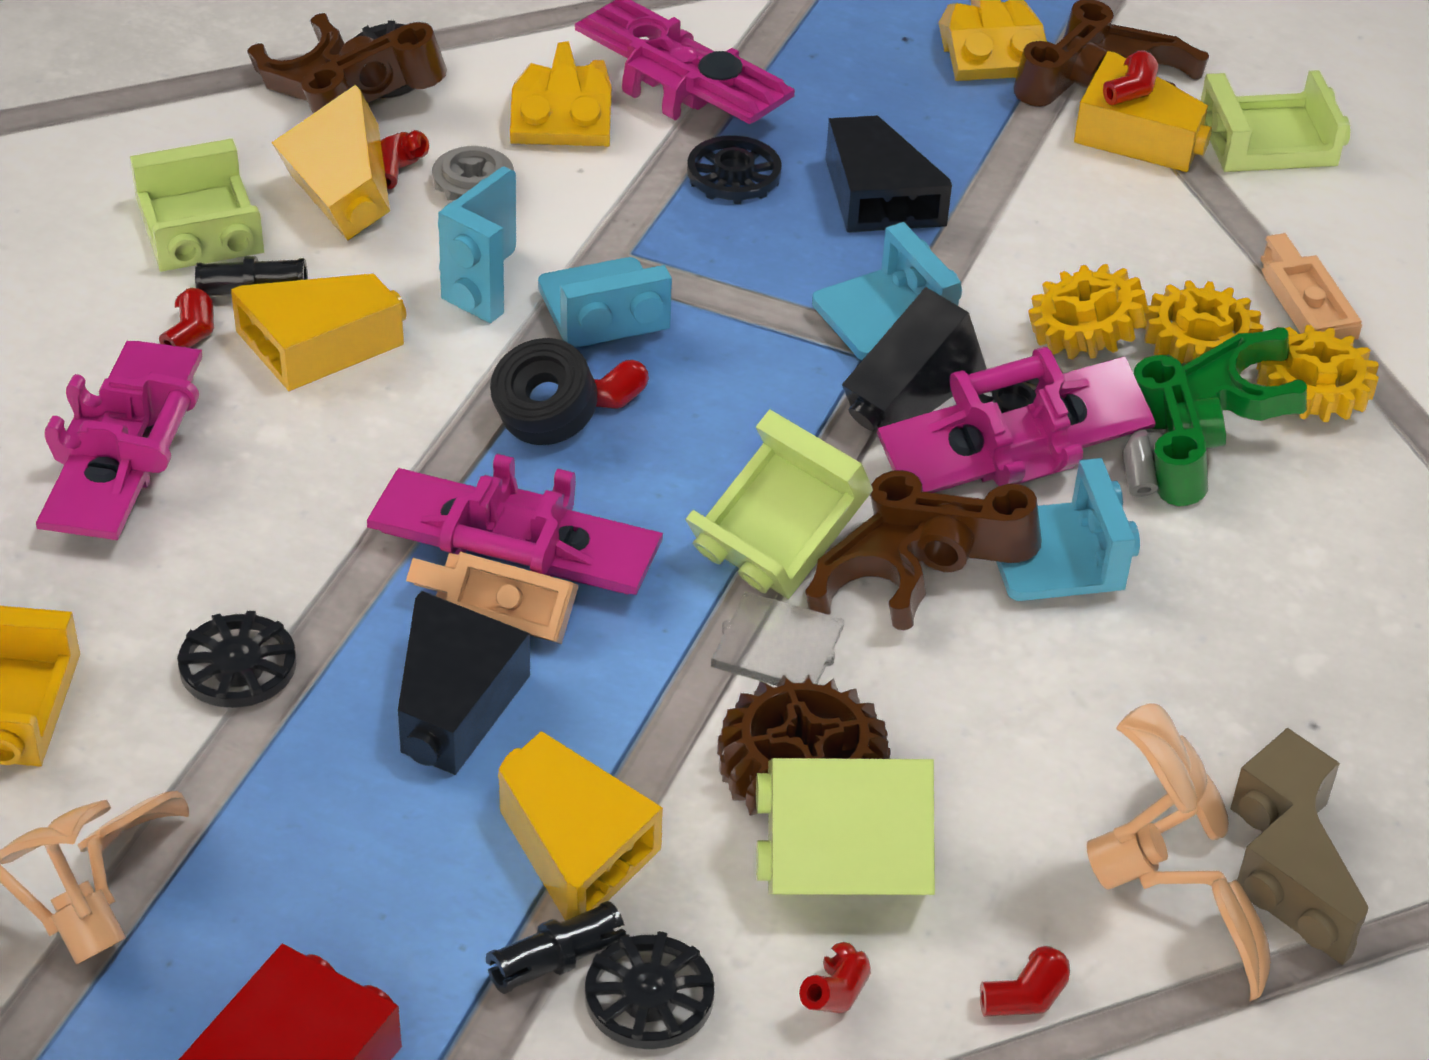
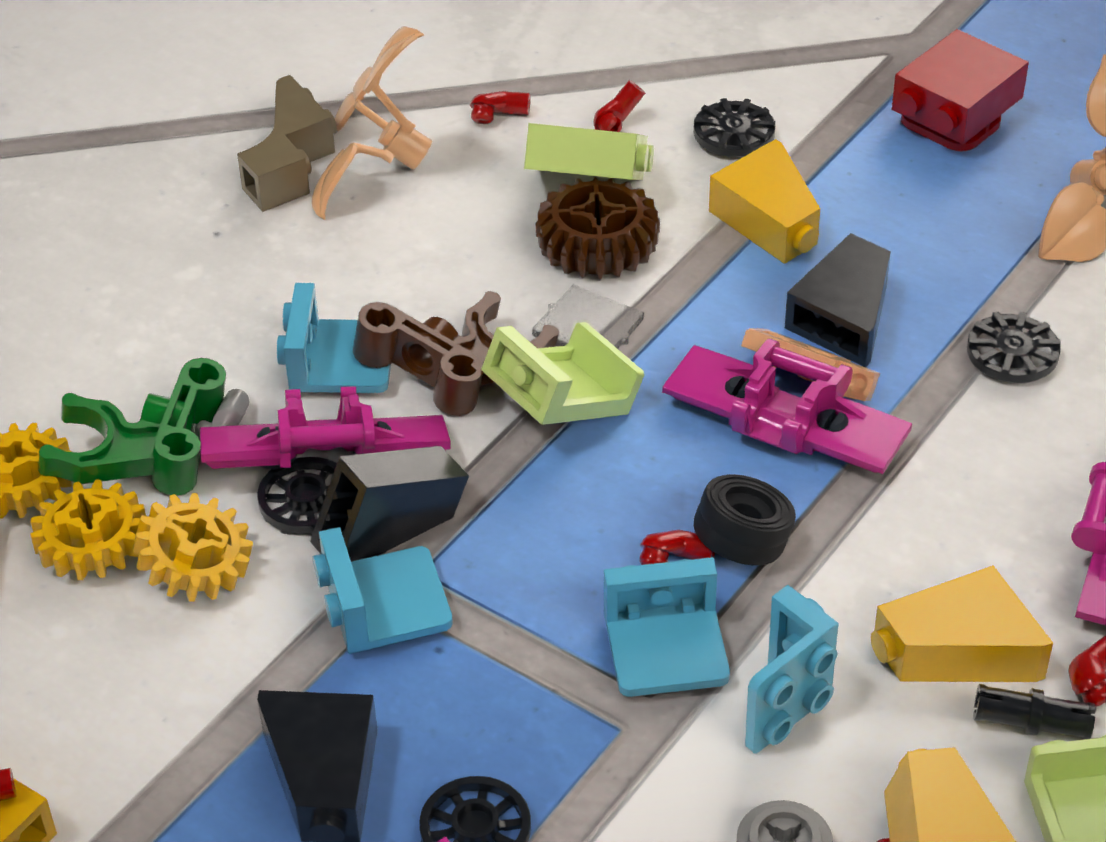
camera: 165 degrees left, 0 degrees up
(555, 947) = (803, 141): black pin -> none

